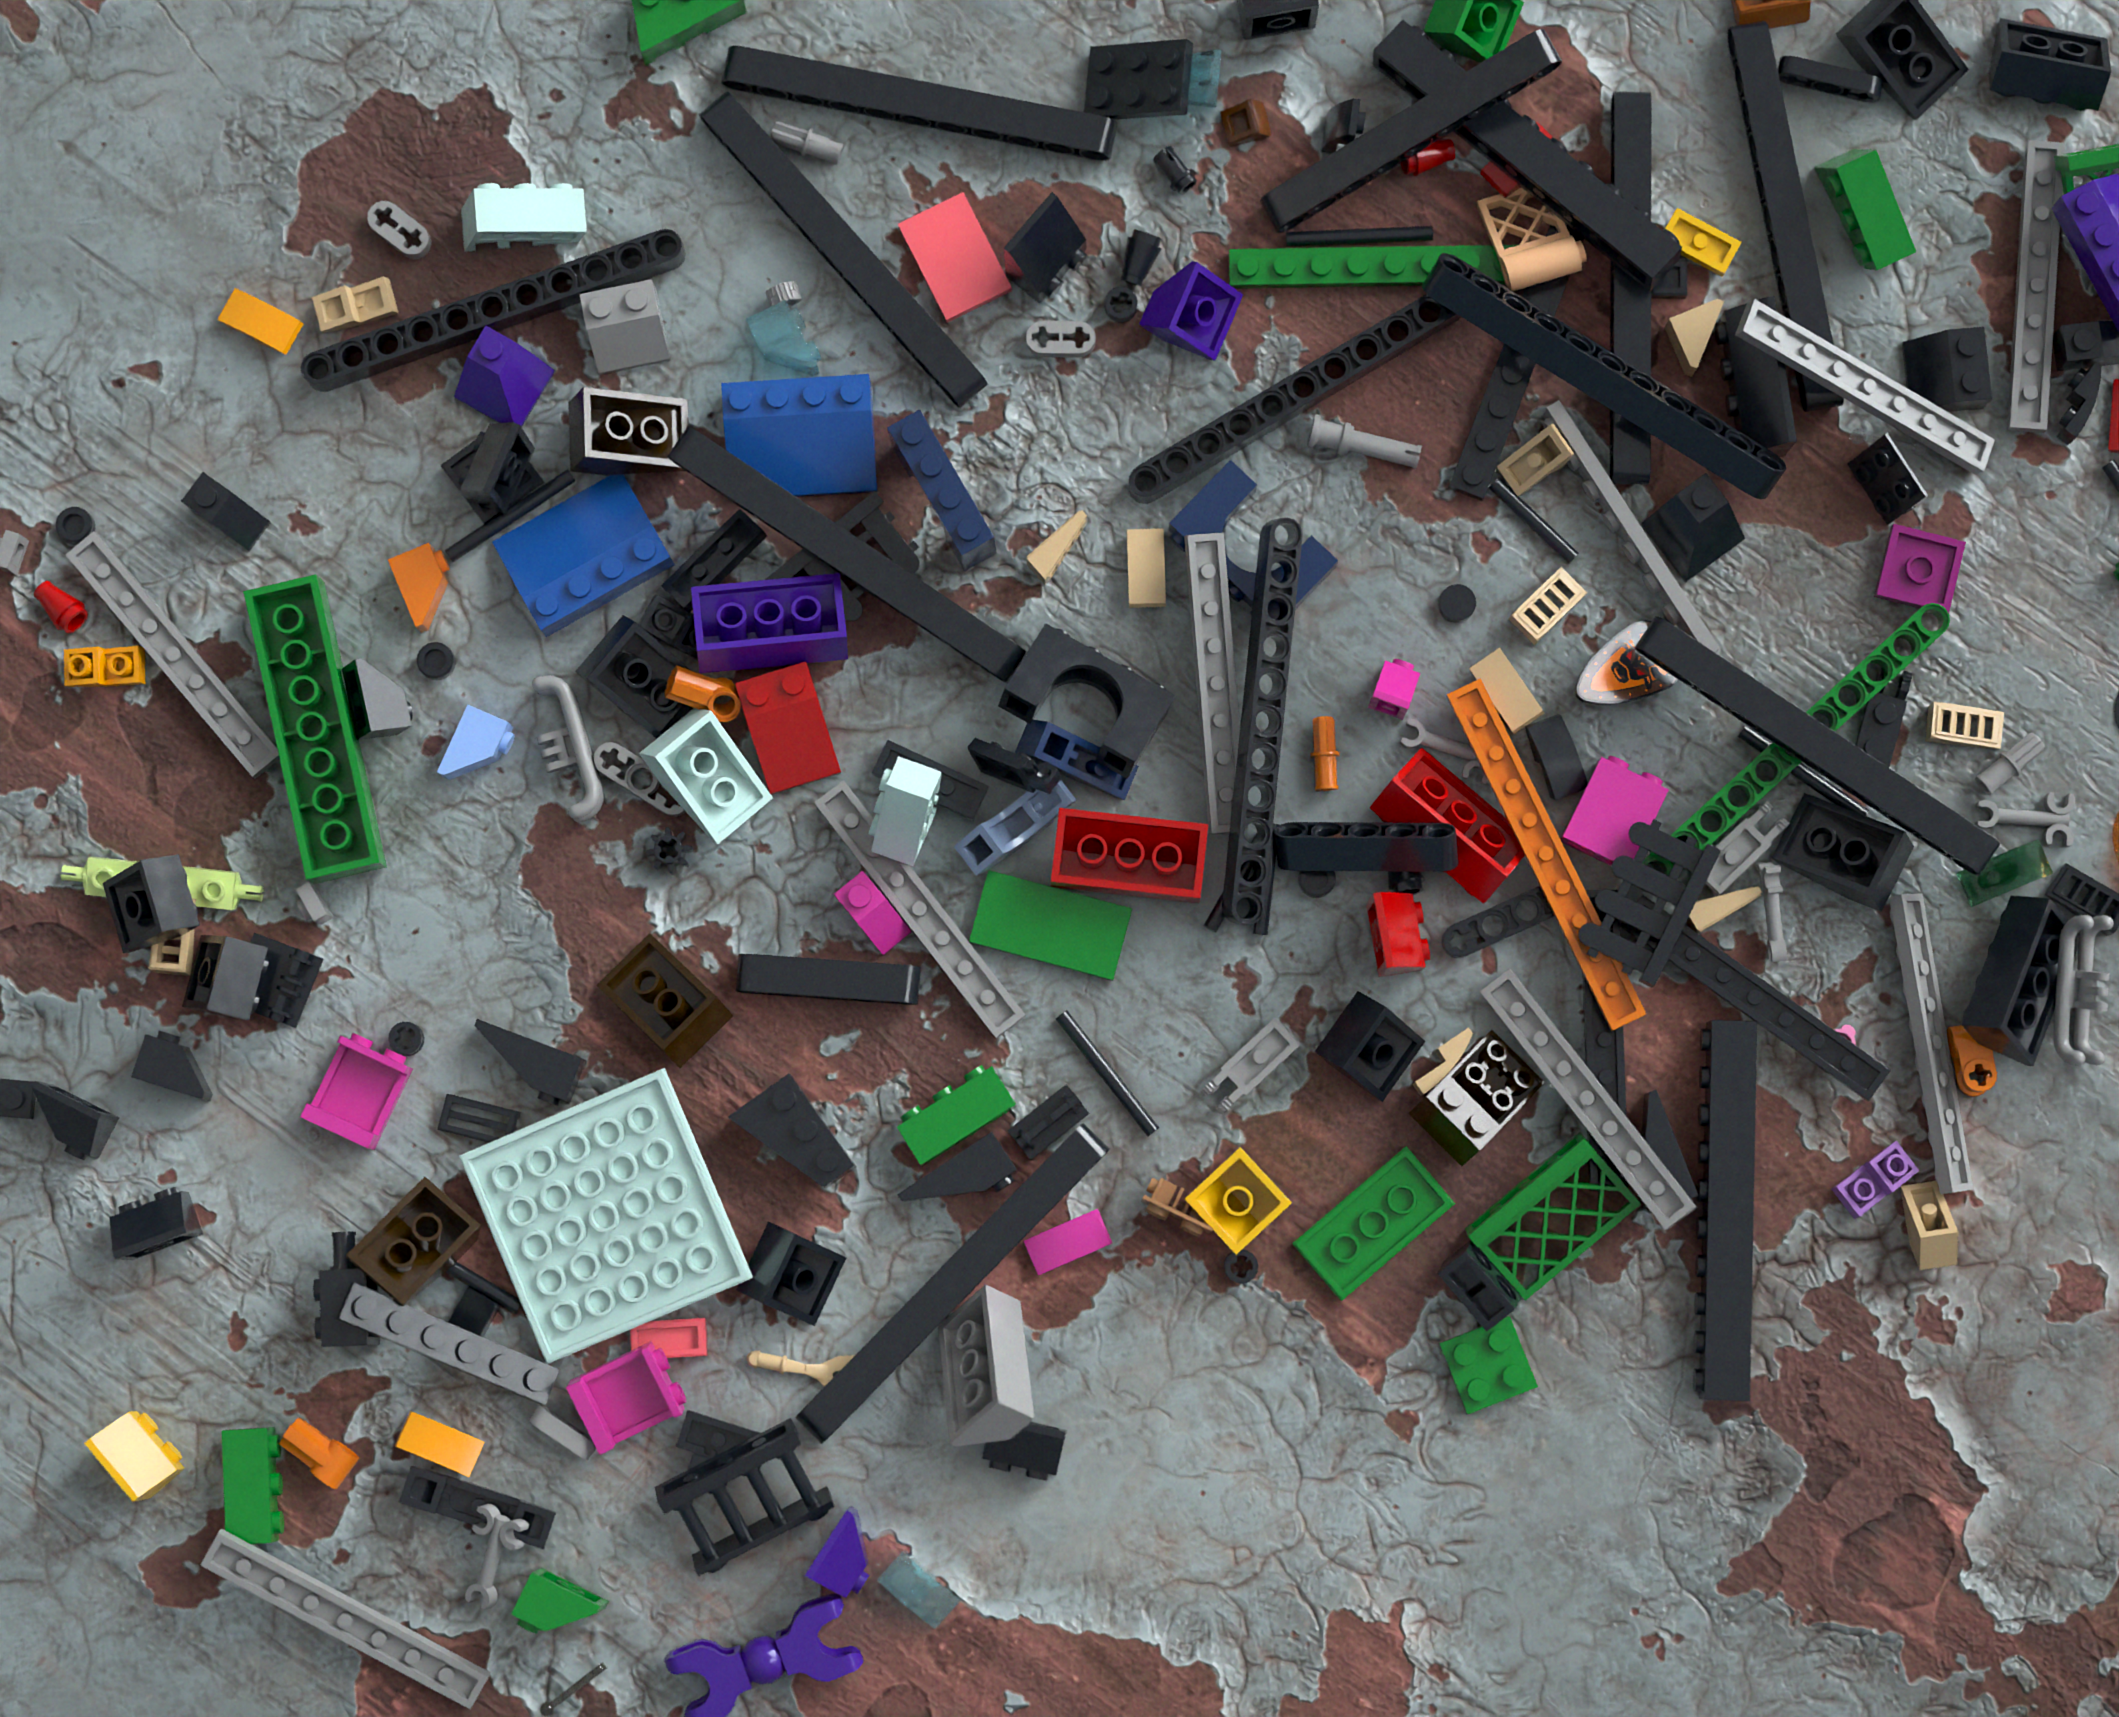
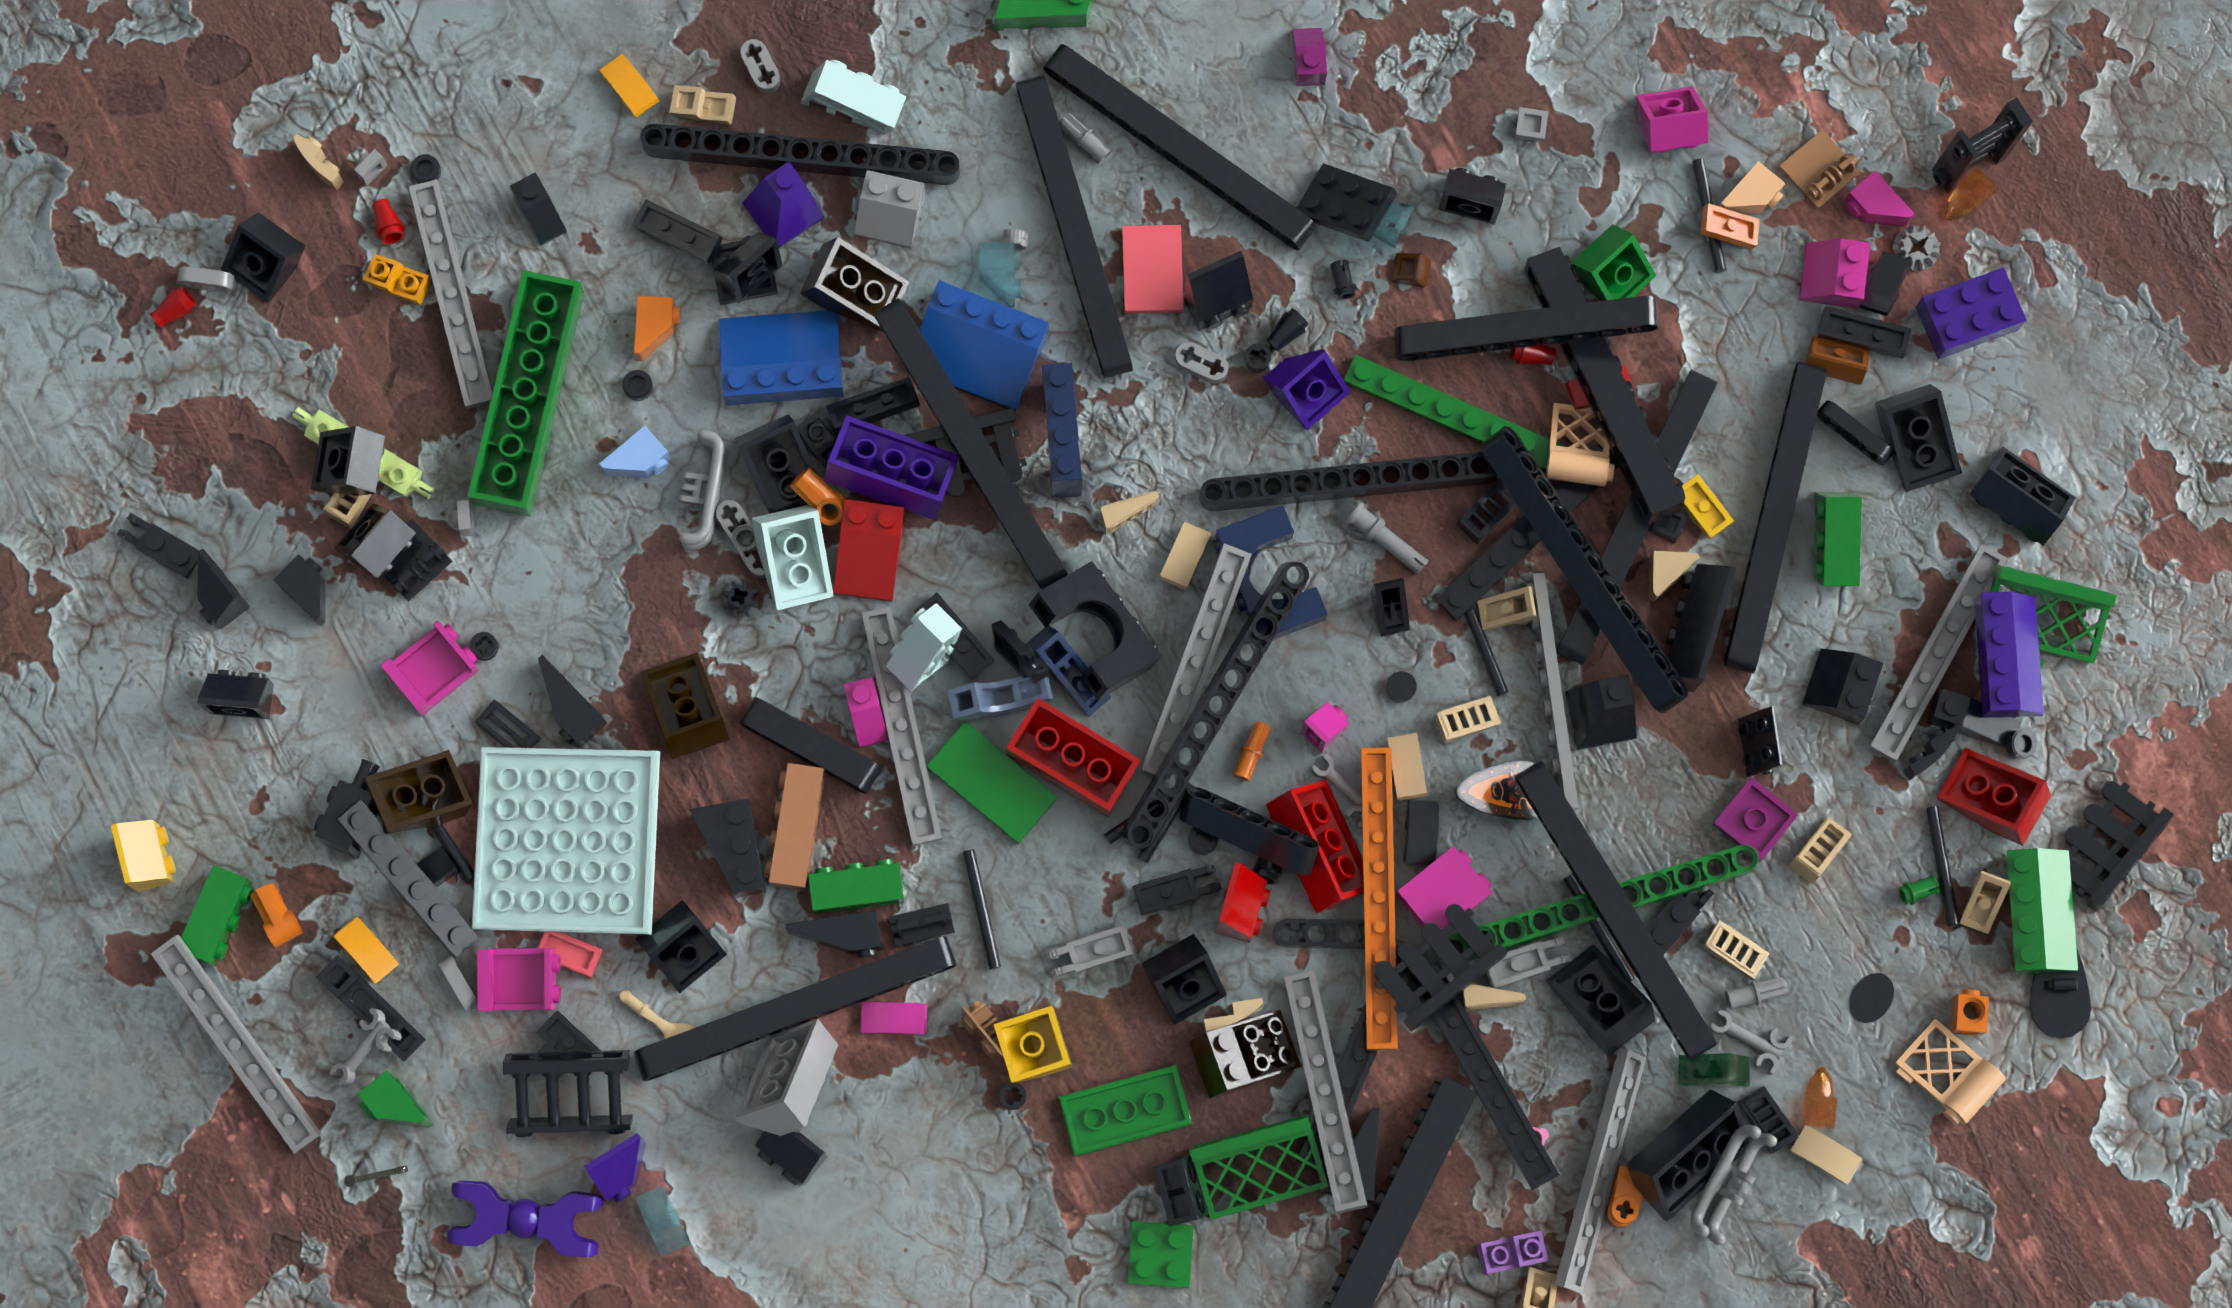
camera: 15 degrees right, 5 degrees down
(375, 702) = (579, 393): slope -> none
(397, 464) = (677, 231): none -> black plate
(513, 514) = (743, 306): black bar -> none
(856, 1079) = (796, 827): none -> nougat brick
(1310, 952) = (1173, 890): none -> black hinge
(1342, 125) = (1480, 301): black slope -> none
(1356, 236) = (1455, 388): black bar -> none
(1403, 518) = (1390, 606): none -> black slope
(1453, 388) = (1471, 529): none -> black slope
(1771, 887) = (1534, 1001): light grey bar -> none
(1864, 387) = (1773, 665): plate -> none
(2001, 592) = (1809, 865): none -> tan slope

